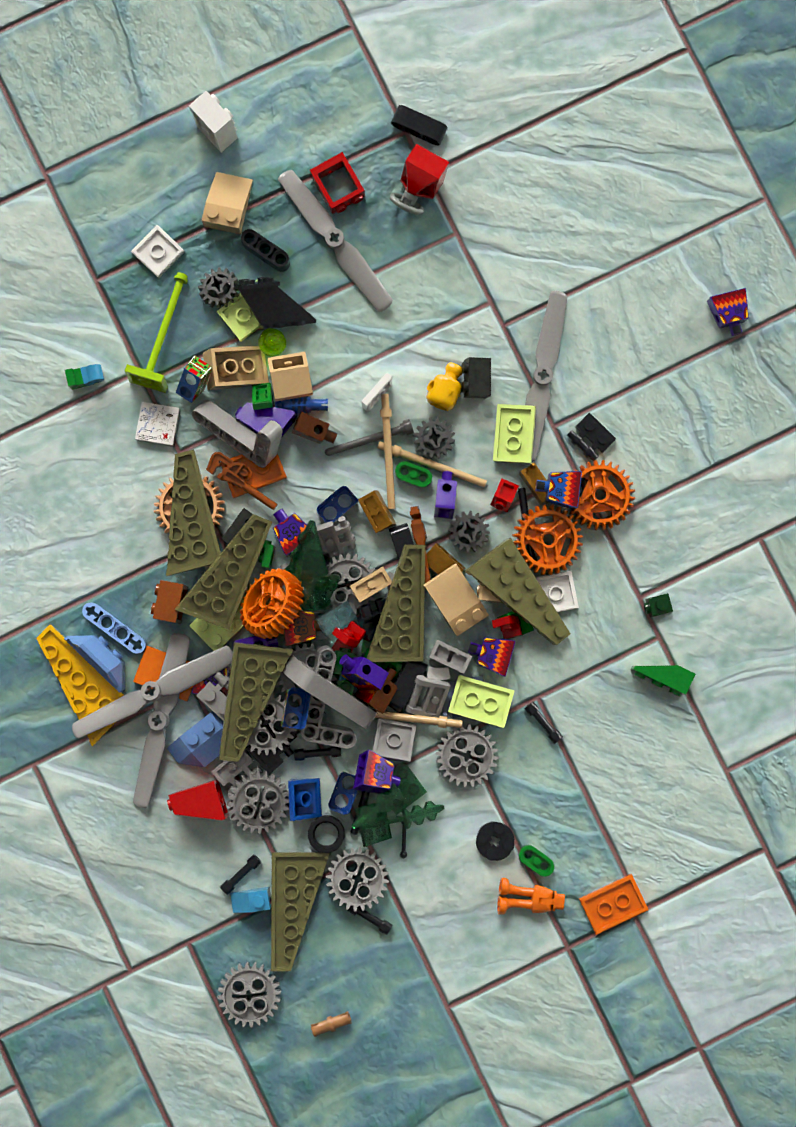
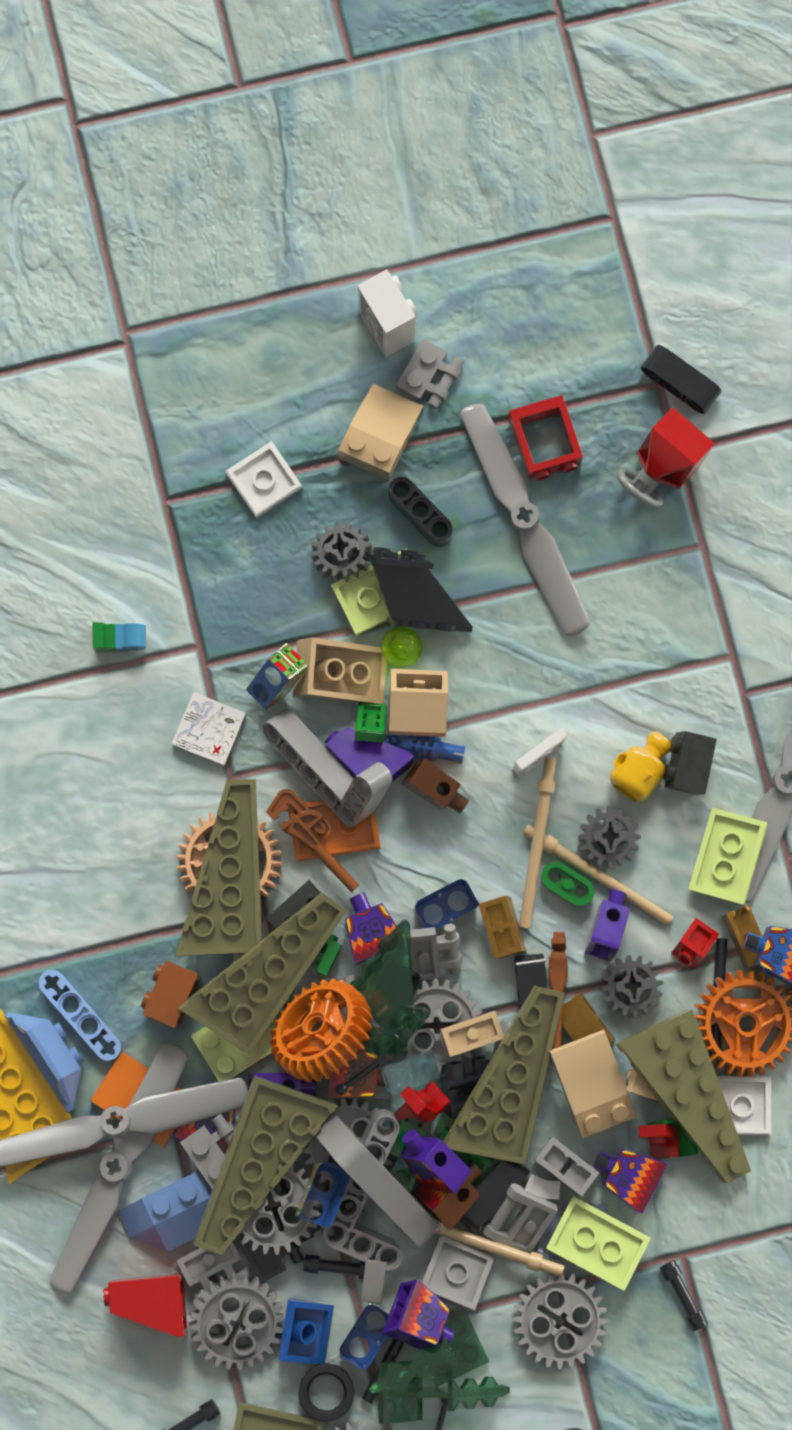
camera: 10 degrees right, 5 degrees down
(147, 377) = (208, 658): lime tile -> none
(247, 154) = (422, 370): none -> light grey plate
(315, 614) = (381, 1060): none -> black hinge
(341, 757) = (373, 1281): none -> white sticker
(404, 428) = (568, 813): dark grey piece -> none

